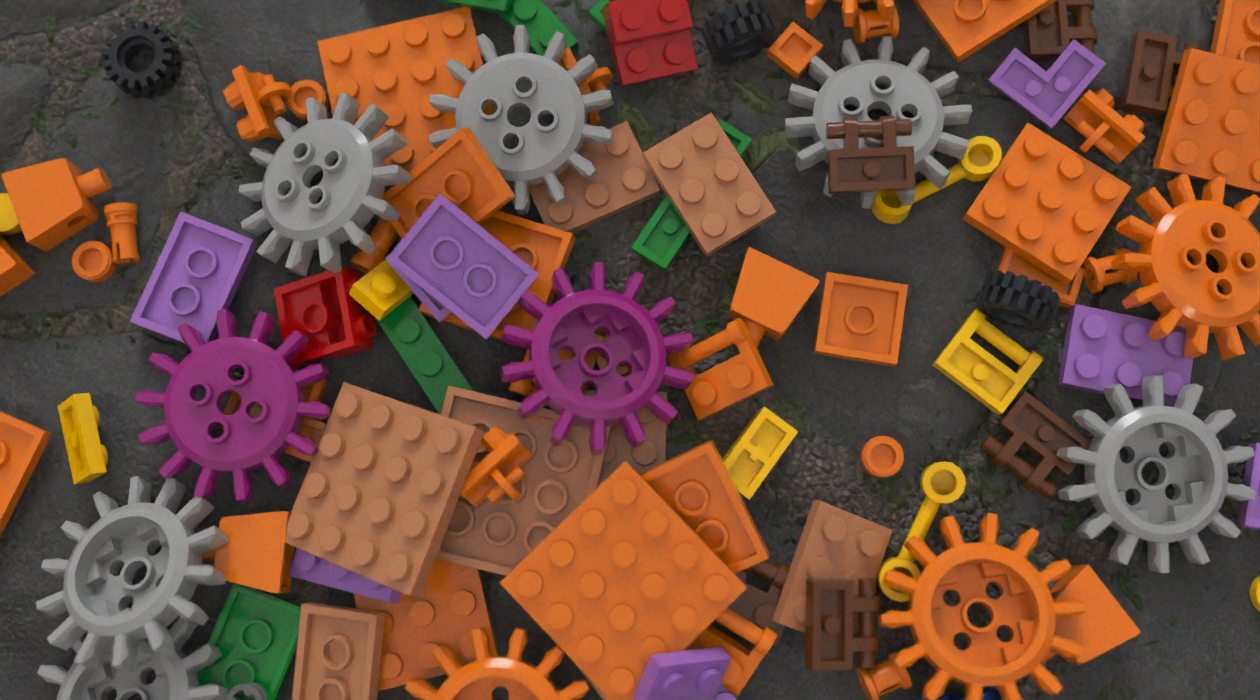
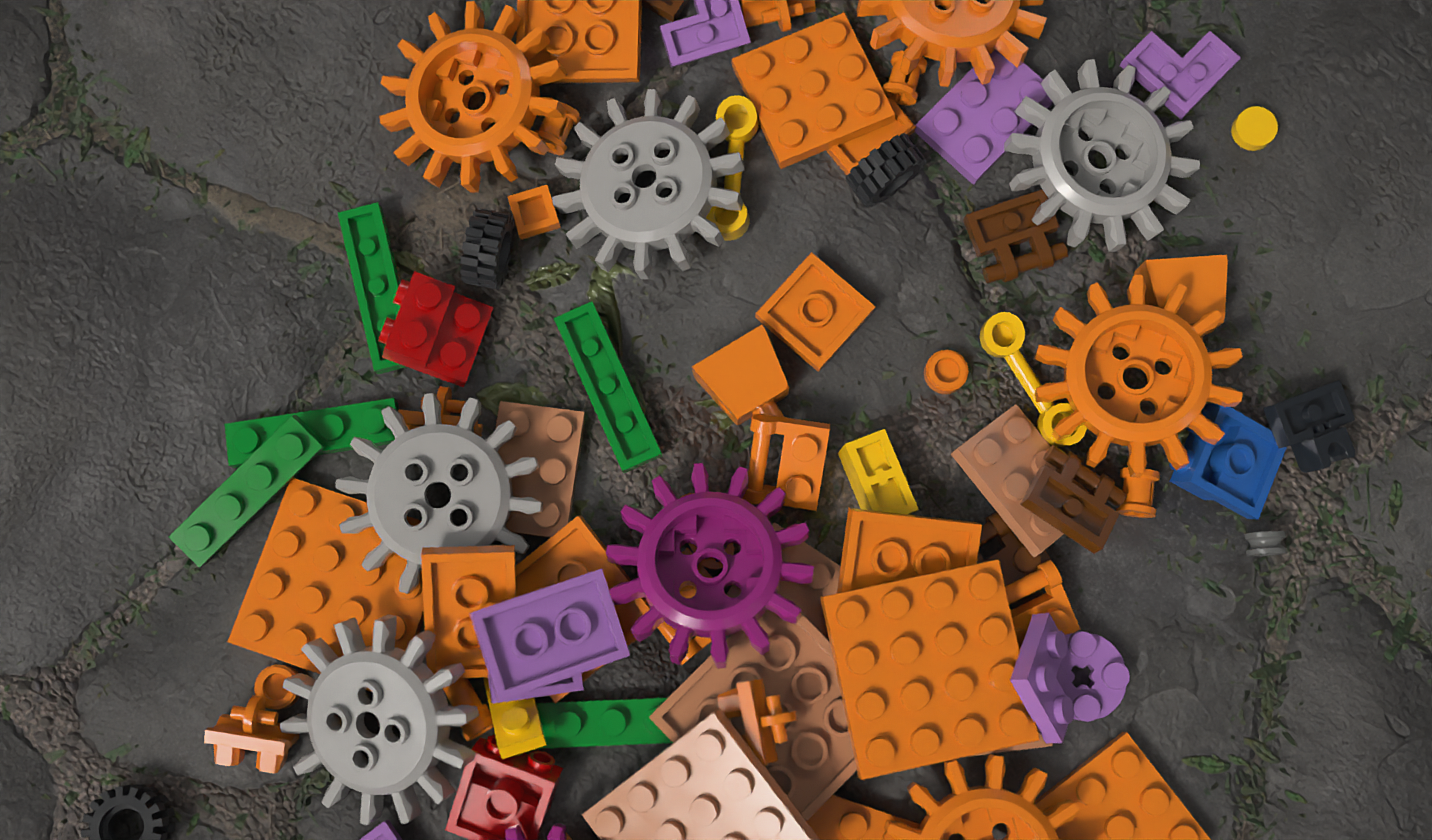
camera: 60 degrees left, 0 degrees up
(709, 184) = (610, 365): nougat plate -> none
(870, 168) = (695, 216): reddish brown plate -> none
(980, 371) = (922, 241): yellow plate -> none

